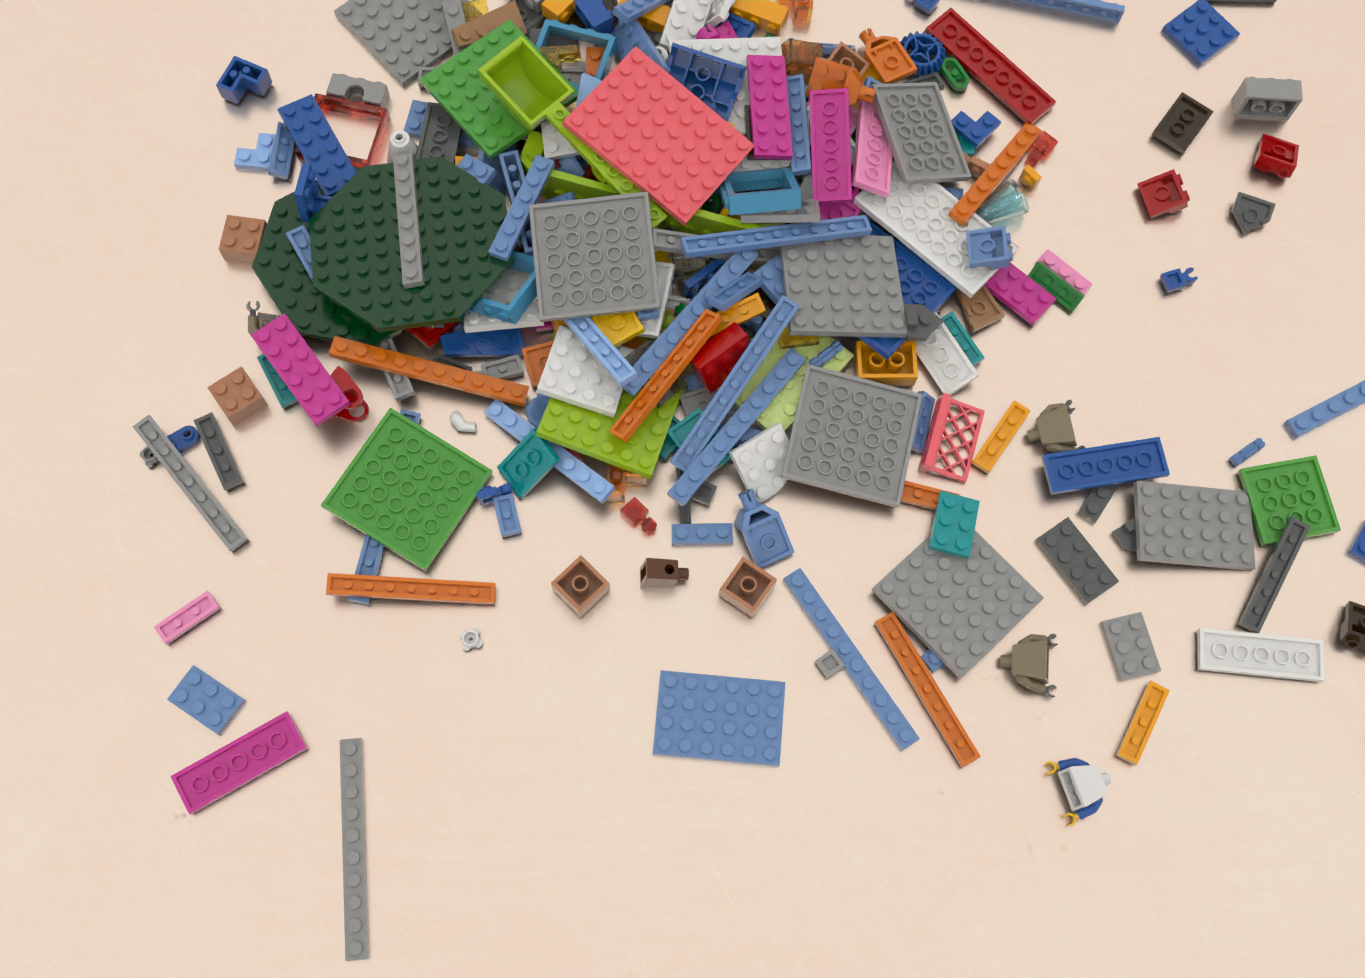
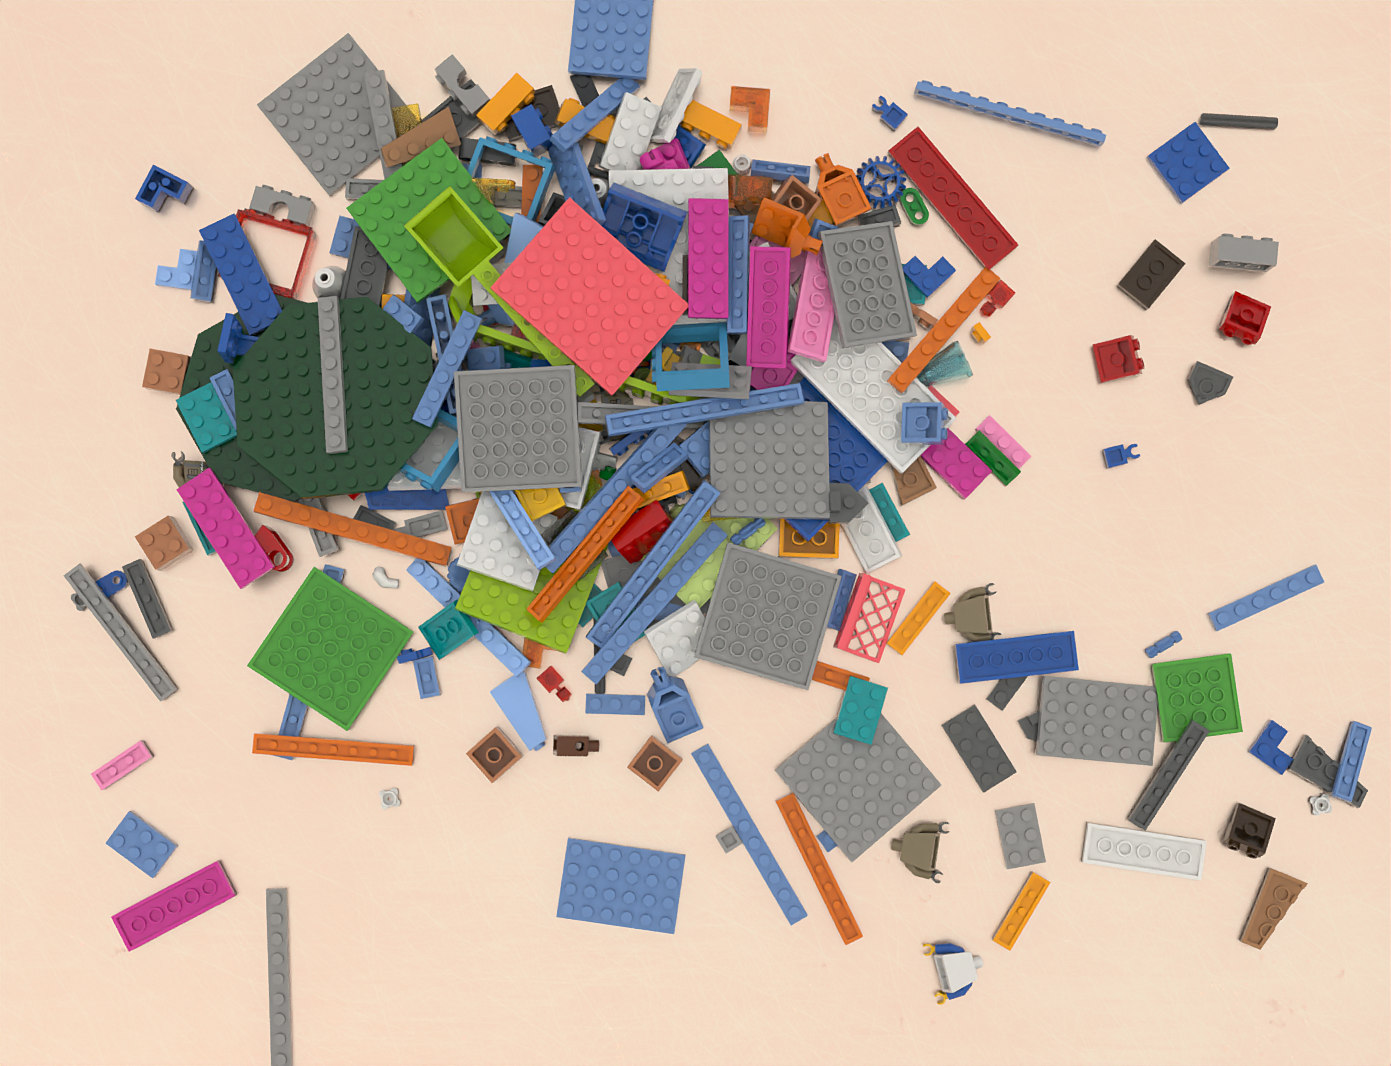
camera: 10 degrees right, 15 degrees up
(283, 271) = (206, 417): none -> teal plate
(604, 539) = (520, 708): none -> light blue slope

